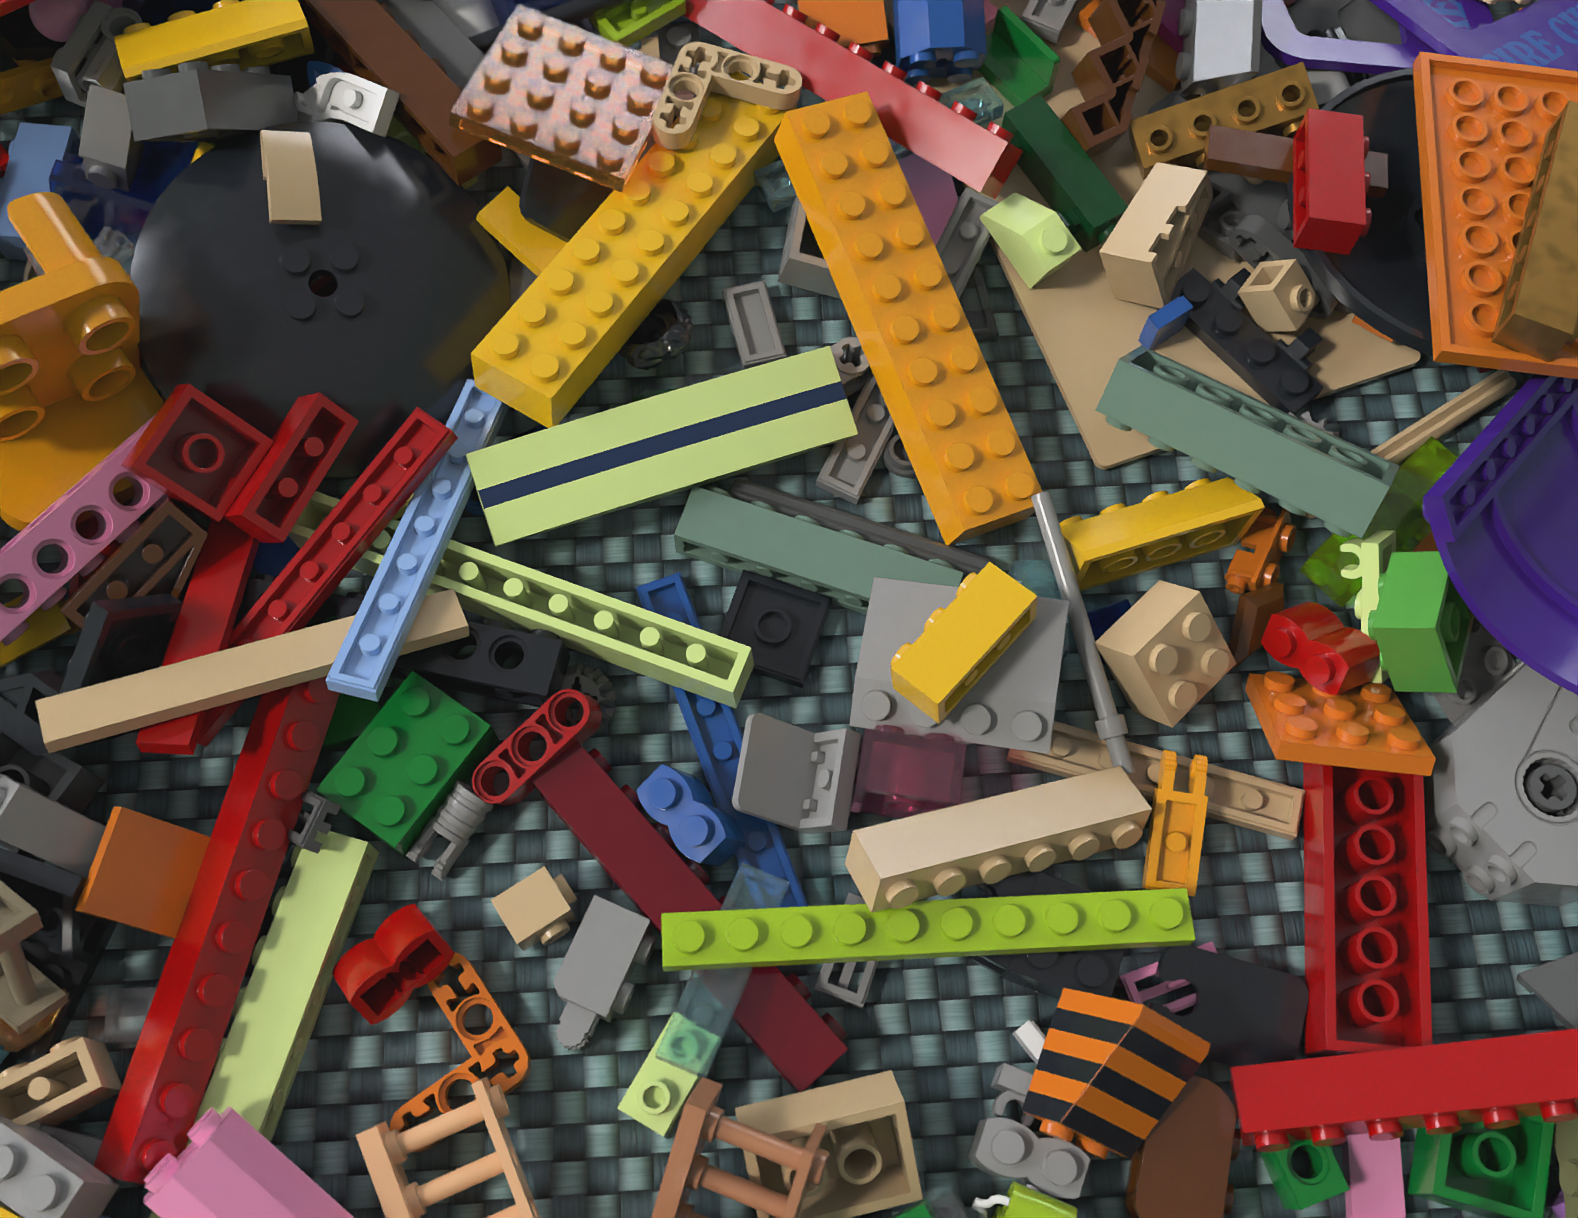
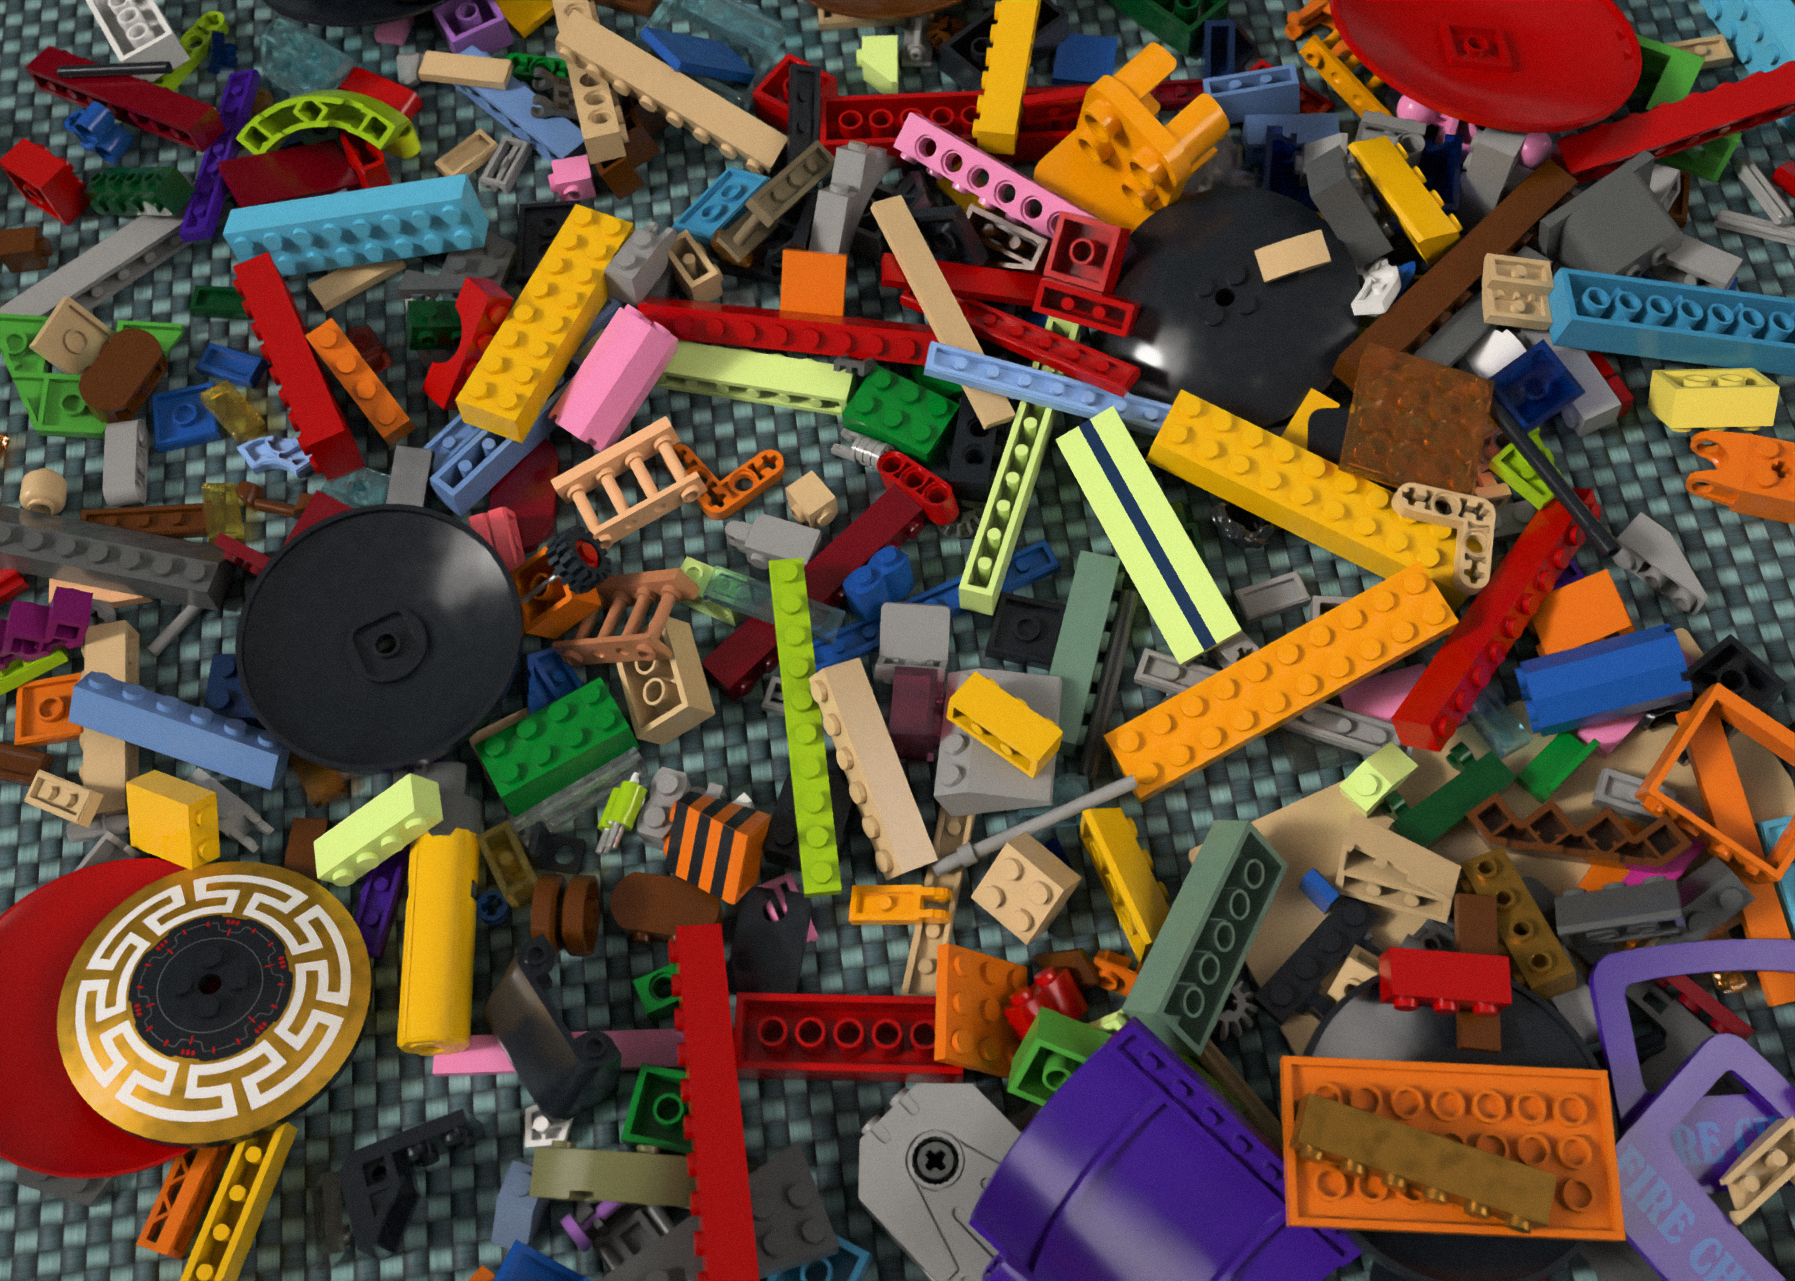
camera: 95 degrees right, 5 degrees down
(386, 968) = (773, 427): red brick -> none

